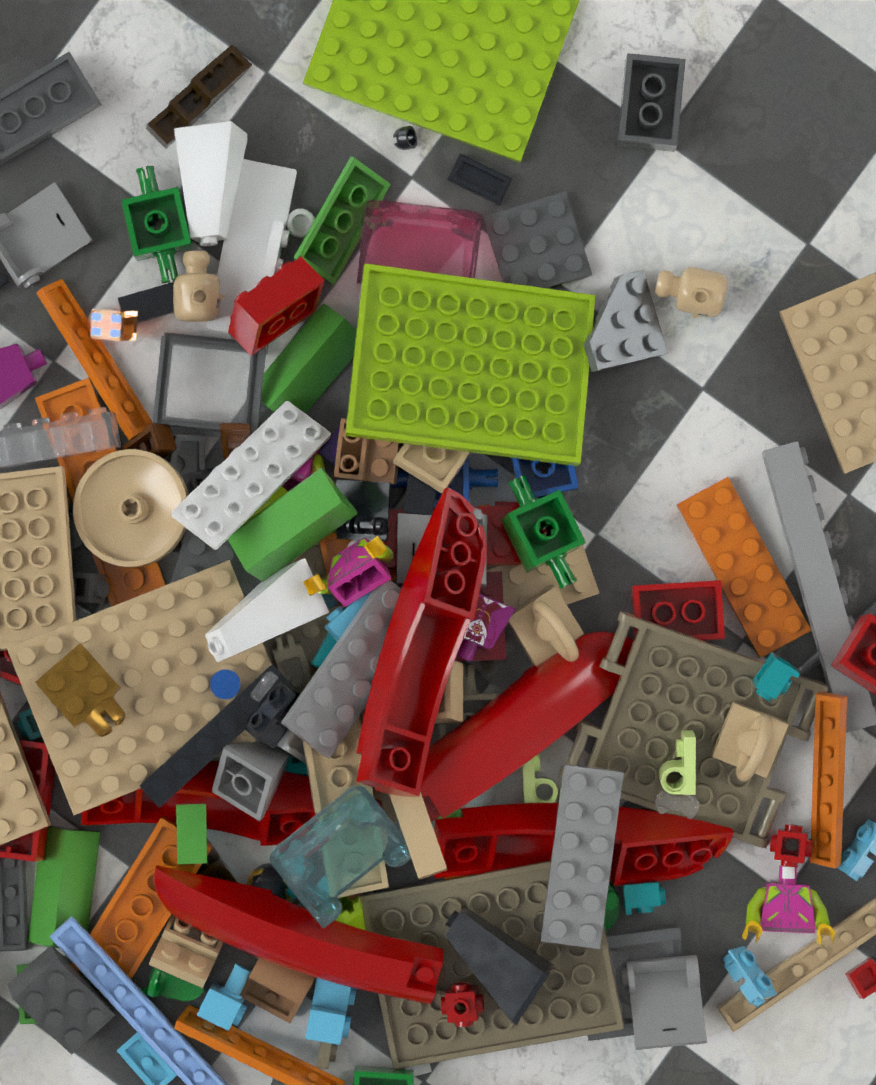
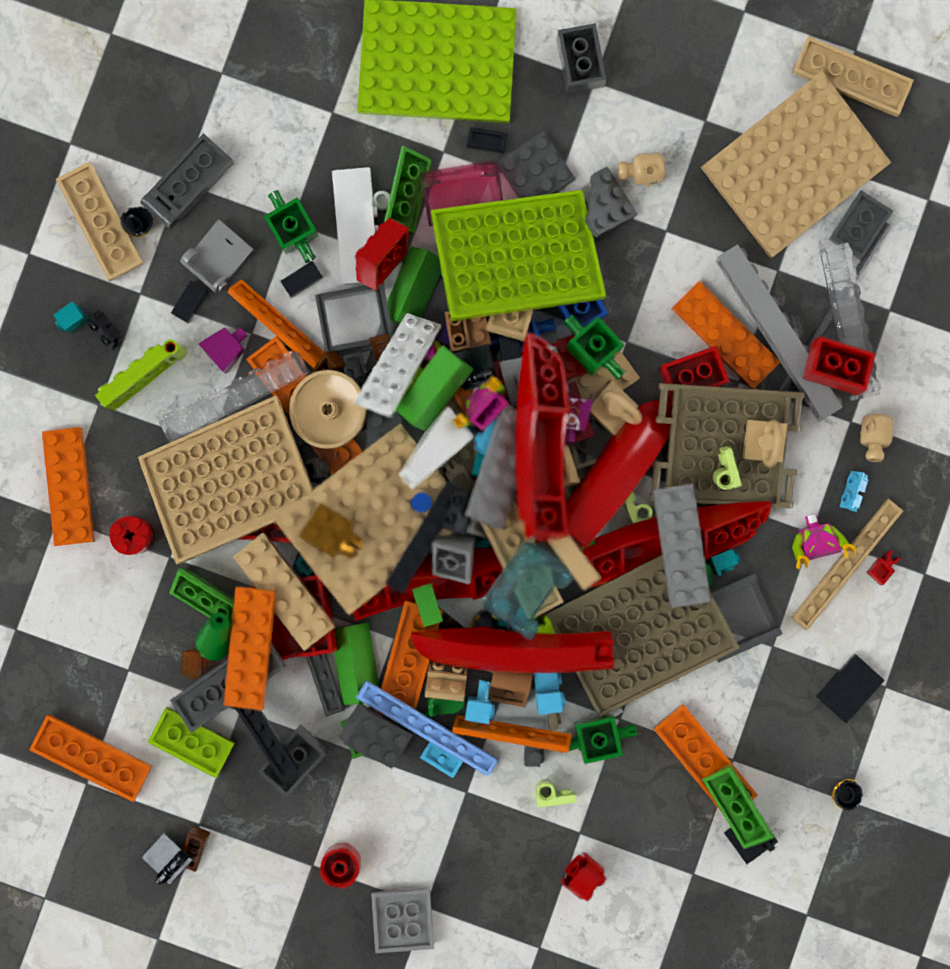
camera: 15 degrees left, 0 degrees up
(113, 324) = (282, 297): clear orange brick -> none
(196, 292) = (329, 260): tan piece -> none
(199, 95) = (294, 139): dark brown slope -> none
(210, 175) = (315, 181): white slope -> none
(263, 686) = (446, 496): clear tile -> none
(406, 138) = (432, 127): black hinge -> none
(468, 995) = (632, 655): red brick -> none
(499, 961) = (651, 629): black slope -> none
(665, 998) = (759, 621): light grey door -> none
(687, 805) = (724, 496): clear piece -> none
(742, 964) = (814, 596): medium azure hinge -> none
(774, 677) = (770, 396): teal brick -> none
(791, 857) = (817, 501): red brick -> none
(828, 779) = (821, 451): orange plate -> none

